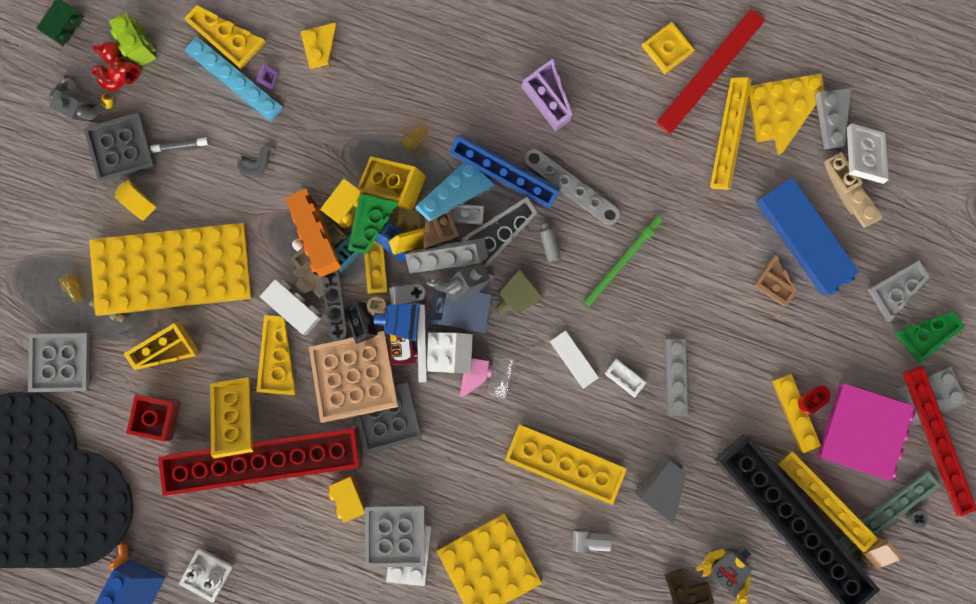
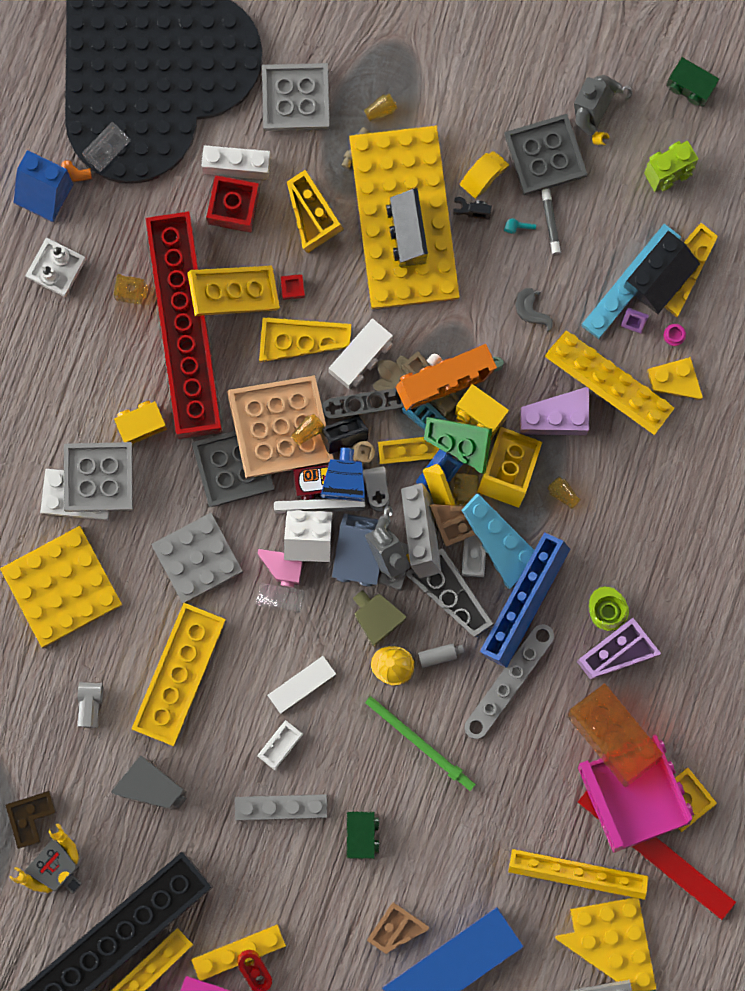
camera: 90 degrees right, 5 degrees down
(96, 531) = (105, 146): none -> clear slope
(116, 415) = (236, 162): none -> white brick
(118, 71) = (634, 149): red animal -> none
(166, 207) = (478, 209): none -> black plate
(179, 263) = (407, 228): none -> slope
(180, 176) = (512, 224): none -> teal hand
(226, 49) = (662, 272): none -> black slope
(230, 365) = (292, 286): none -> red plate
(234, 508) = (135, 296): none -> clear yellow brick
(280, 44) = (674, 335): none -> dark pink plate
(320, 96) = (610, 382): none -> yellow plate
(348, 140) = (557, 415): none -> lavender wedge
(356, 352) = (308, 429): none -> clear yellow cone
(465, 449) = (197, 558): none -> light grey plate
(513, 102) = (608, 609): none -> lime piece
(558, 282) = (393, 665): none -> yellow piece
(619, 98) = (615, 735): none -> clear orange brick
(666, 83) = (643, 808): none -> dark pink panel
(700, 310) = (361, 835): none -> dark green brick

